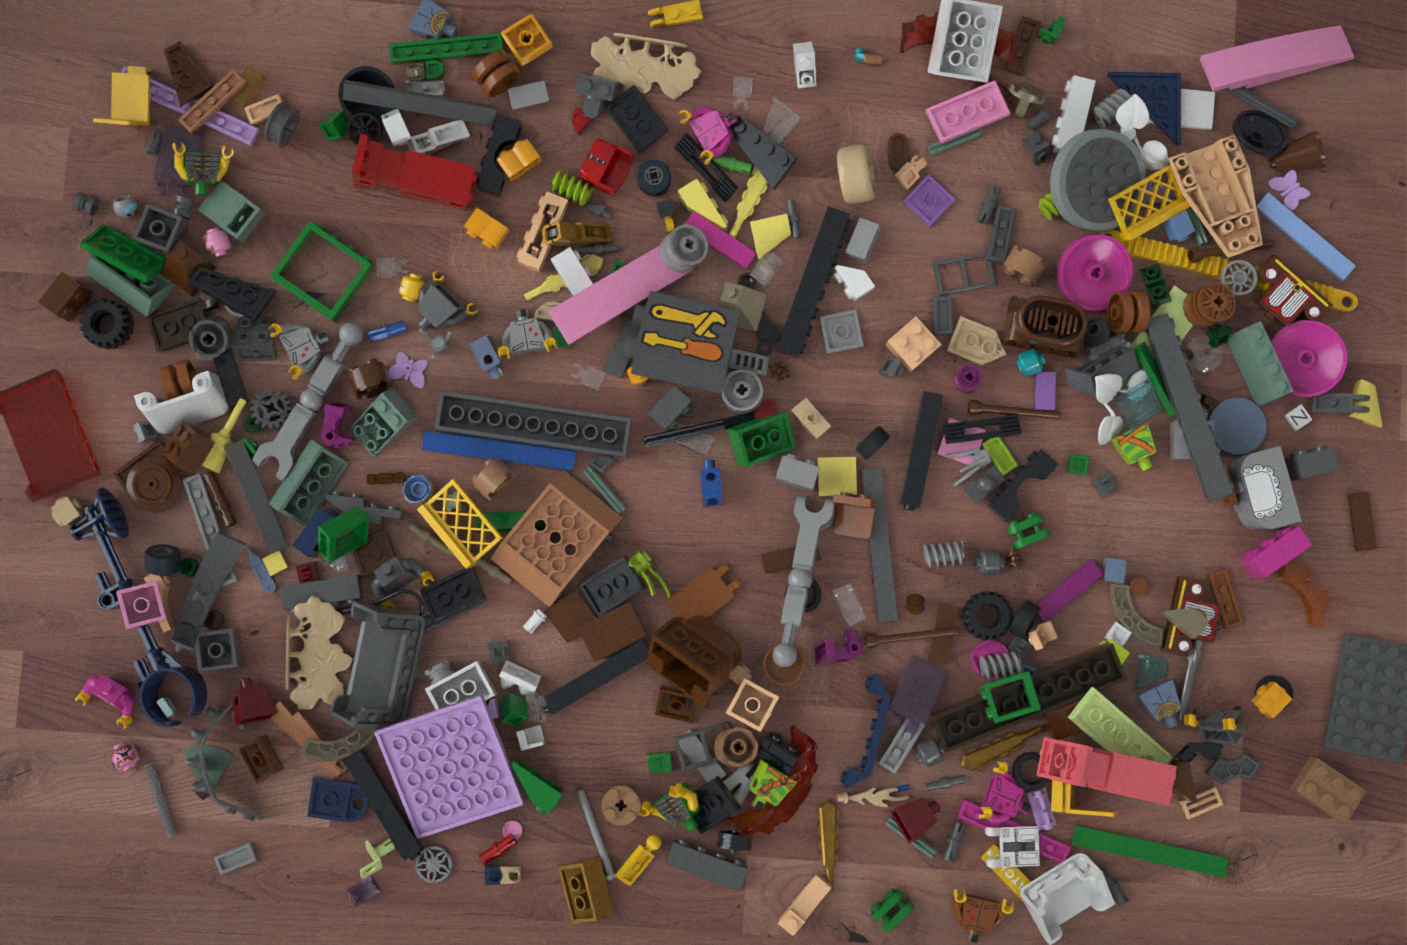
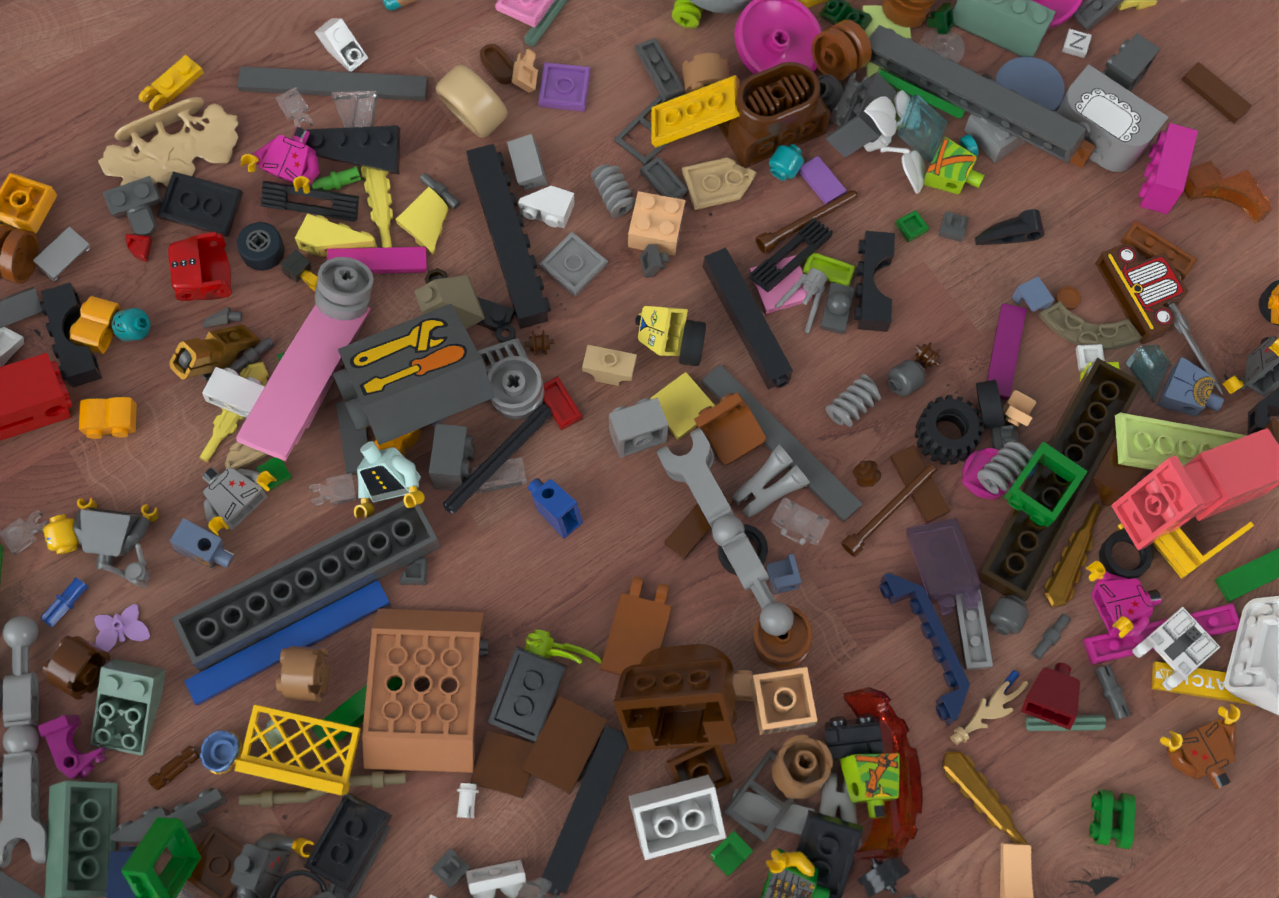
camera: 40 degrees left, 15 degrees down
(530, 260) = (183, 415): light nougat brick -> none
(539, 176) = (131, 324): none -> teal head
(571, 188) = (176, 313): lime piece -> none
(605, 490) = (441, 597): sand green axle -> none
(624, 394) = (385, 476): none -> torso
(643, 721) = (677, 817): none -> white brick
(761, 439) = (572, 421): green slope -> none
(767, 268) = (448, 251): clear brick -> none
(779, 89) = (325, 82): none -> dark grey tile
(815, 627) = (784, 575): none -> sand blue panel
(828, 652) = (828, 582): magenta tile -> none
(860, 420) = (662, 329): none -> light yellow torso
(864, 575) = (776, 464): none -> light grey piece
(903, 301) = (613, 189): none -> light grey piece
(967, 378) = (737, 217): magenta wheel -> none
(989, 204) = (626, 51): dark grey pin -> none
(995, 286) = (694, 111): none -> yellow tile
(1032, 520) = (905, 325): green brick -> none
(1041, 809) = (1170, 587): lavender hinge -> none
(1142, 516) = (1019, 229): none -> black piece
(1159, 438) = (969, 144): none -> teal tile
(1189, 620) = (1147, 287): dark tan slope -> none

